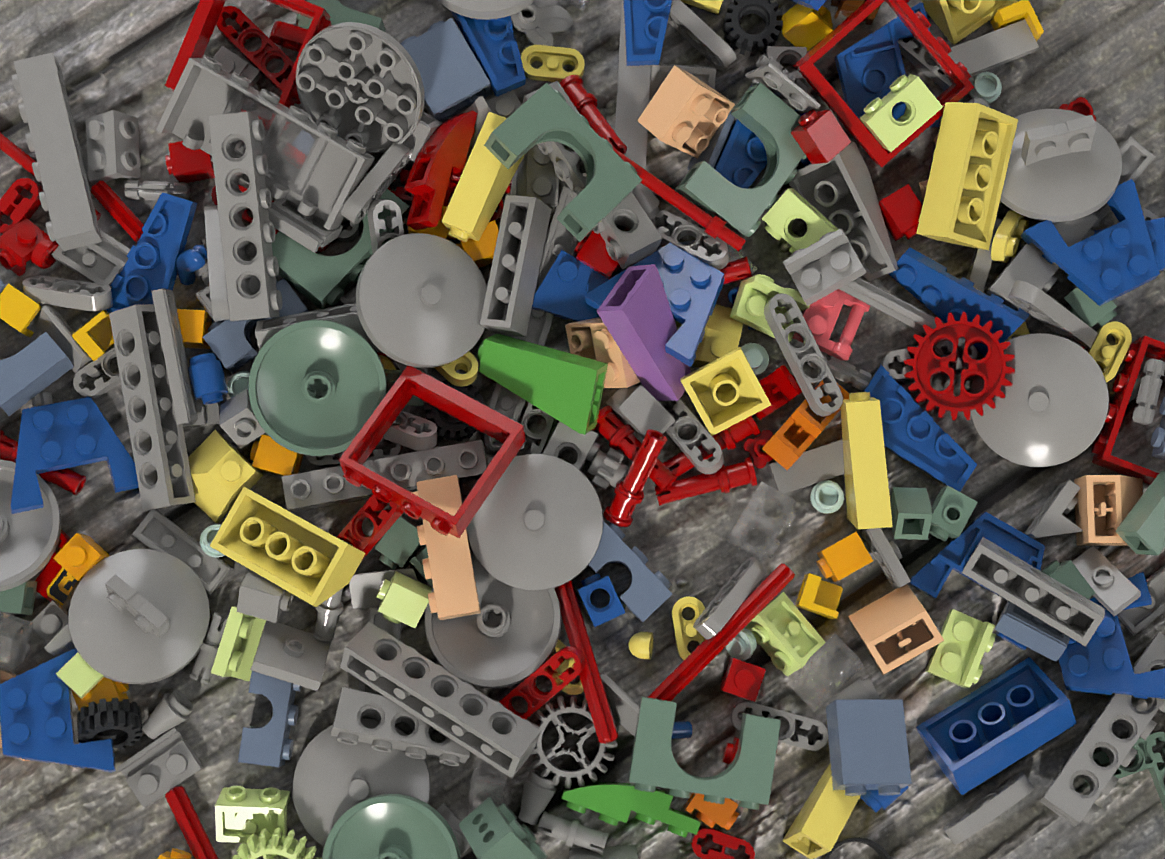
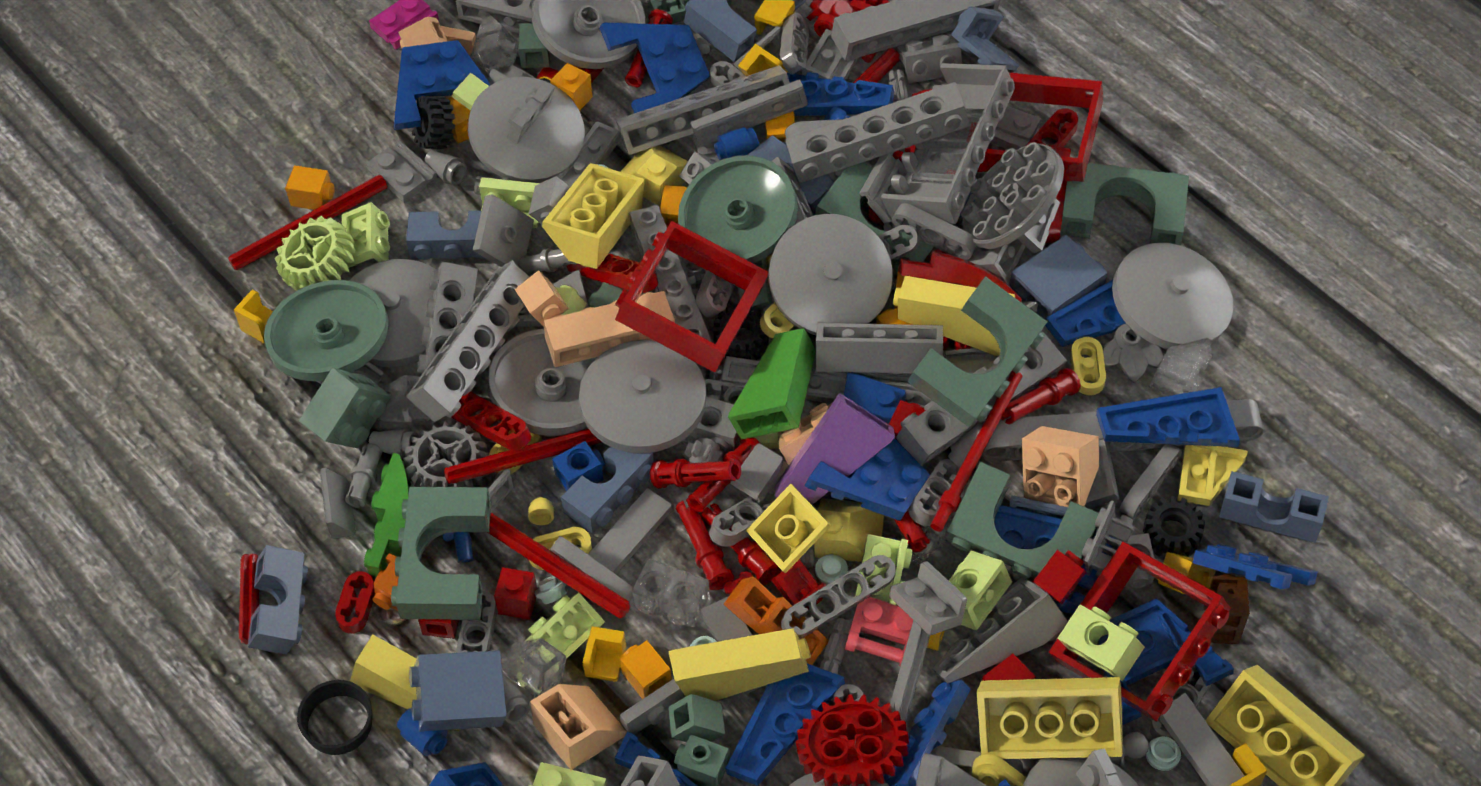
camera: 85 degrees right, 25 degrees down
(113, 88) = (974, 32): none -> sand blue bracket
(403, 617) = (541, 298): none -> light nougat brick
(679, 556) = (631, 531): none -> light grey tile

